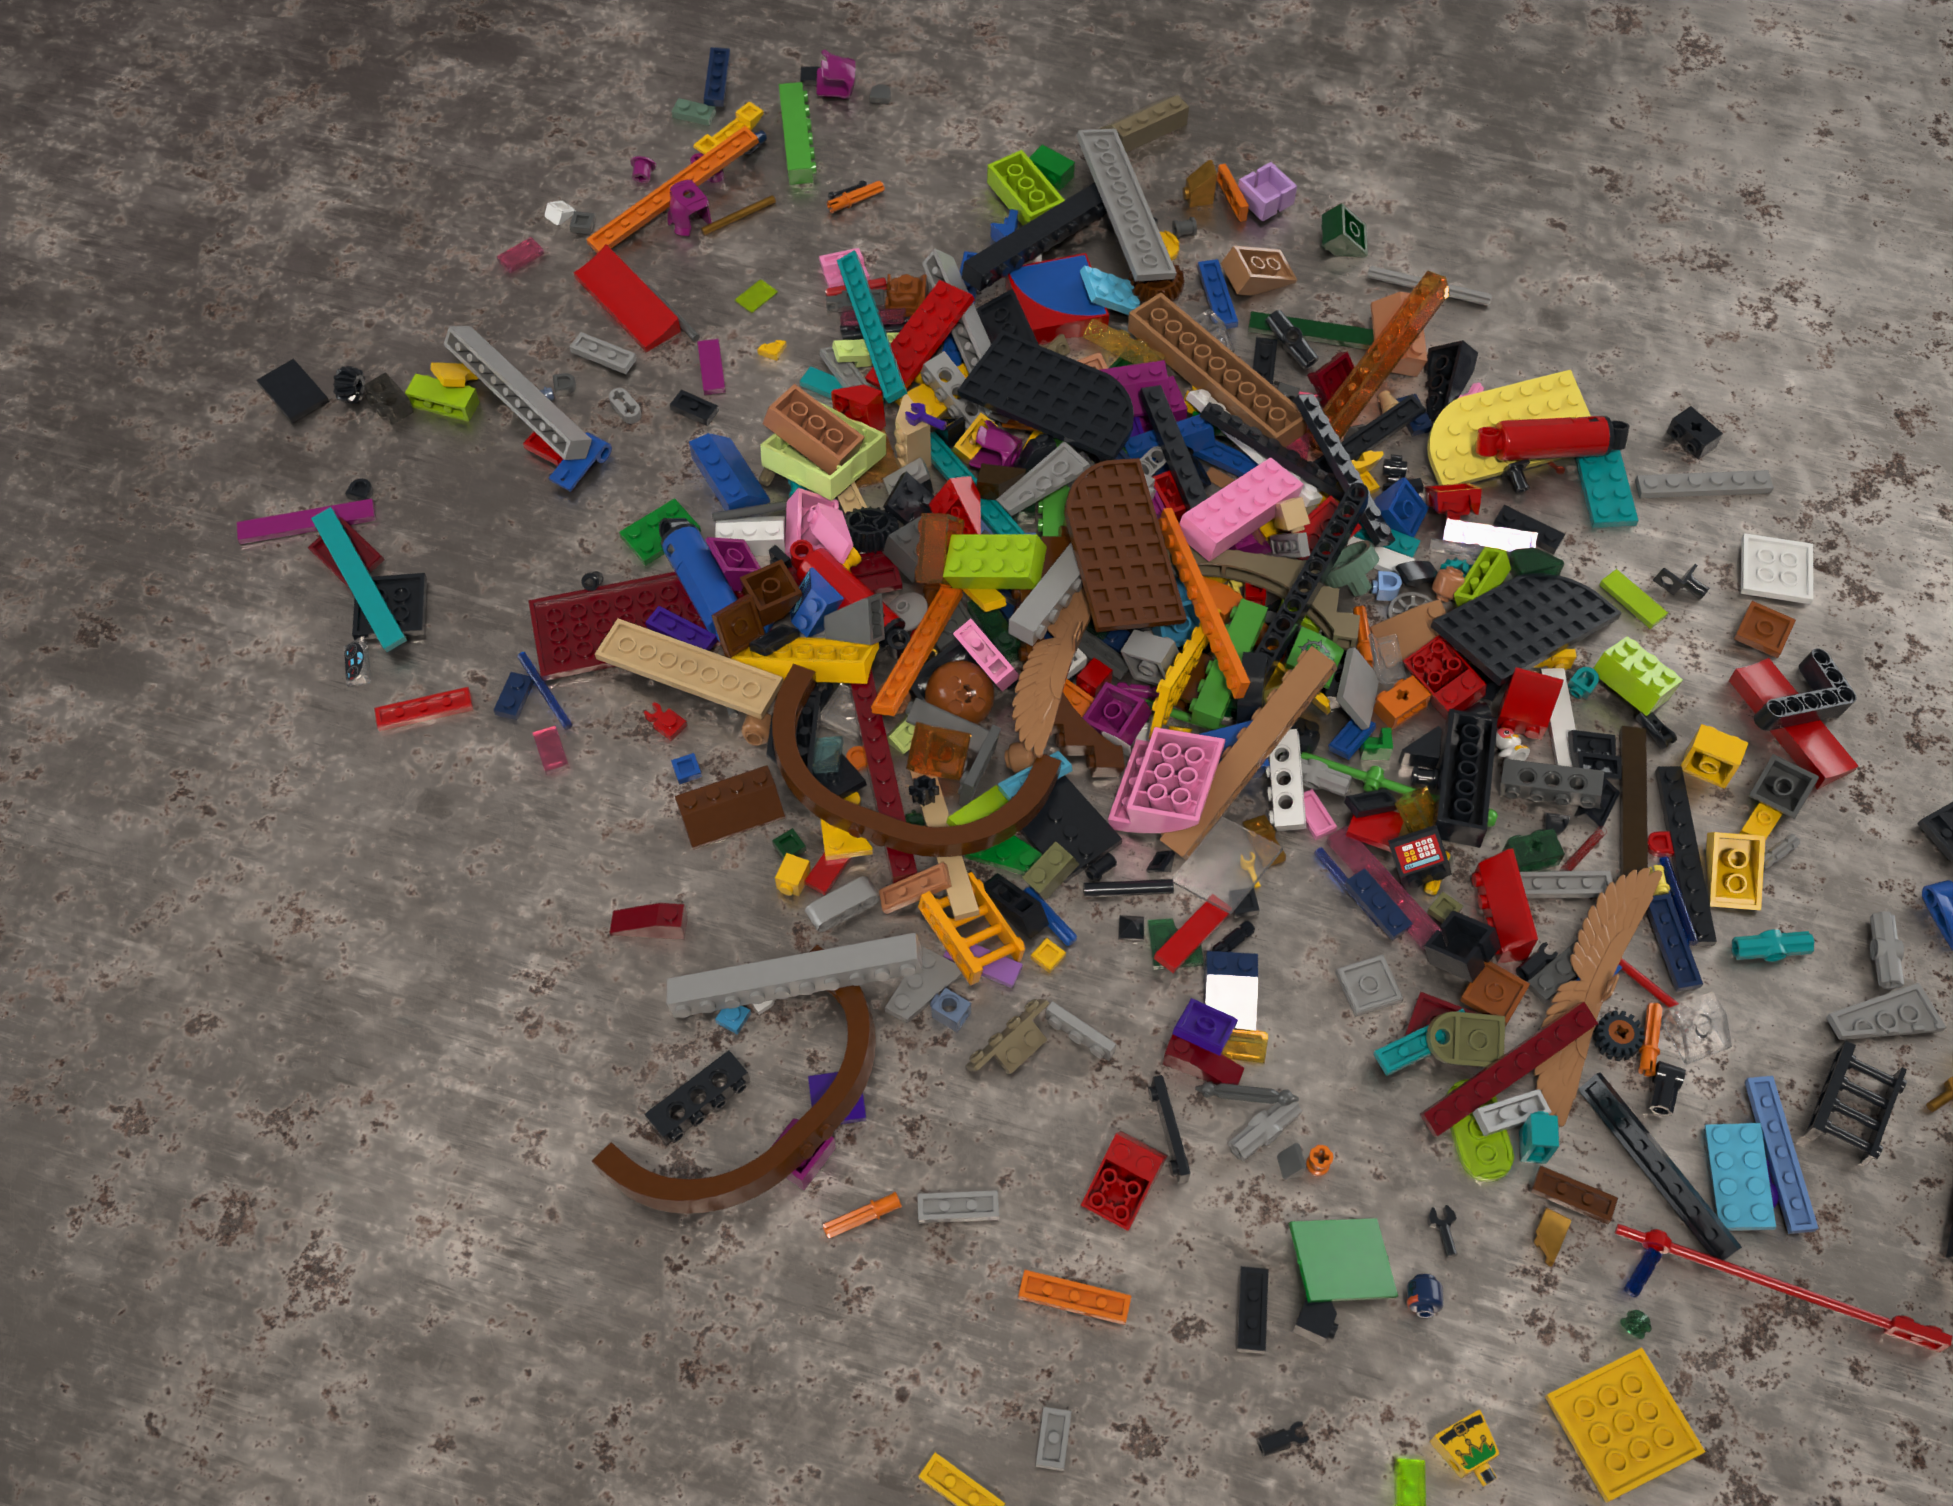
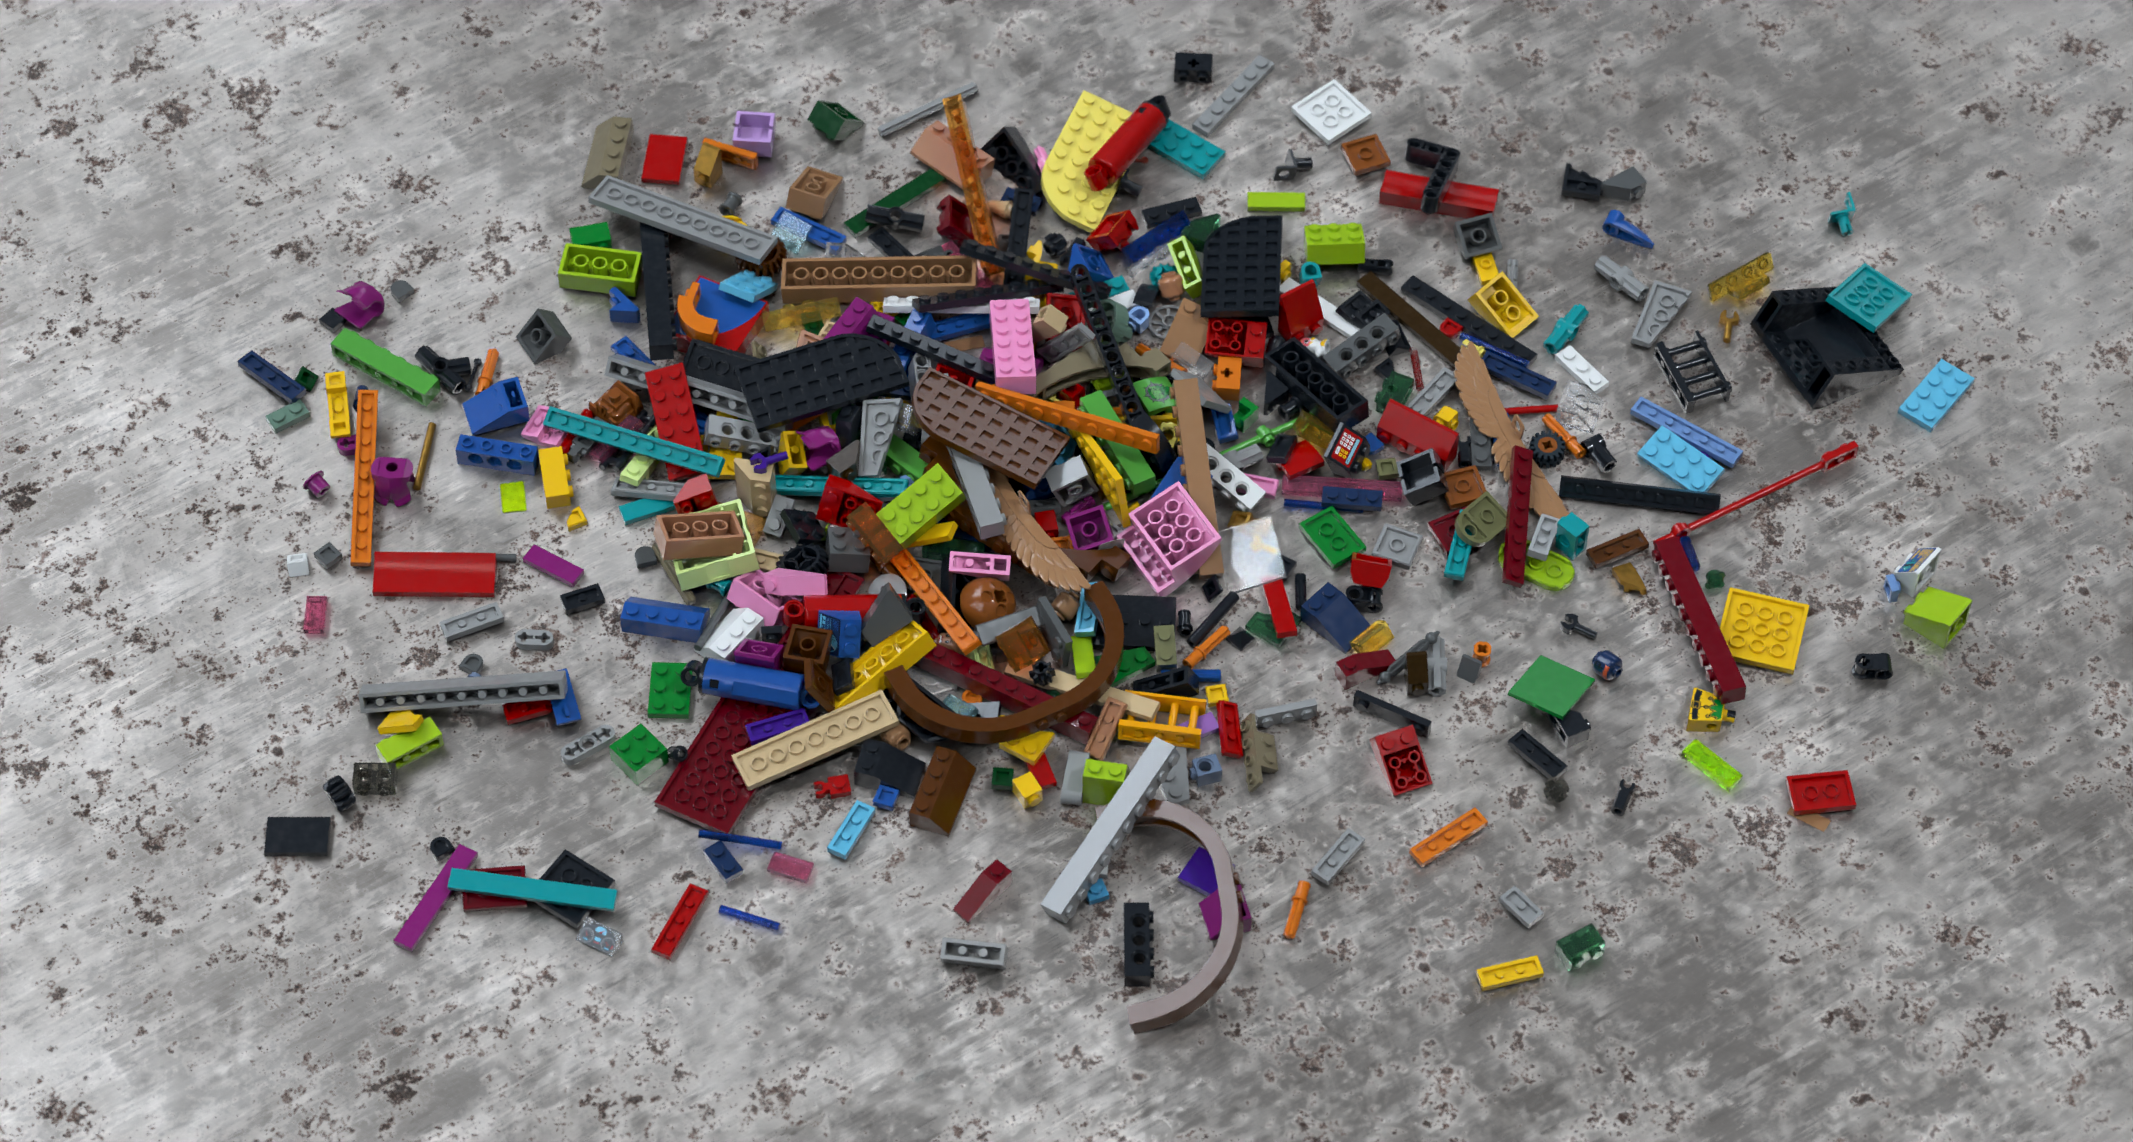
camera: 50 degrees left, 5 degrees down
(470, 758) = (749, 917): none -> clear blue bar
(546, 507) = (586, 752): none -> light grey beam
(567, 554) = (639, 754): none -> green brick
(567, 964) = (974, 953): none -> light grey brick
(628, 766) = (851, 829): none -> medium azure plate
(716, 744) = (888, 766): none -> black slope
(737, 97) = (306, 378): none -> dark green slope
(780, 255) = (497, 455): none -> blue brick
(796, 305) = (555, 477): none -> yellow brick
(828, 224) = (497, 407): none -> blue slope
(832, 170) = (445, 370): none -> black piece
(851, 922) = (1102, 781): none -> lime slope
(927, 203) = (543, 336): none -> dark grey slope
(1017, 995) = (1229, 729): none -> red tile
(1032, 269) = (691, 321): none -> orange arch
(1094, 906) = (1201, 652): none -> orange axle
(1180, 158) = (664, 159): none -> red tile
(1200, 283) = (792, 231): none -> clear light blue piece
(1205, 1026) = (1348, 643): dark purple tile -> none
(1225, 1362) = (1556, 789): none -> clear smoke gear
(1233, 1116) = (1416, 673): none -> dark brown slope
(1281, 1005) = (1365, 598): none -> black piece
(1310, 979) = (1370, 570): none -> red brick
(1320, 920) = (1332, 537): none -> green plate
(1460, 875) = (1375, 444): none -> blue tile
(1554, 918) = (1447, 417): none -> yellow plate
(1564, 1352) = (1699, 620): none -> dark red brick
(1713, 756) = (1425, 252): yellow brick -> none
(1744, 997) = (1581, 369): none -> white plate

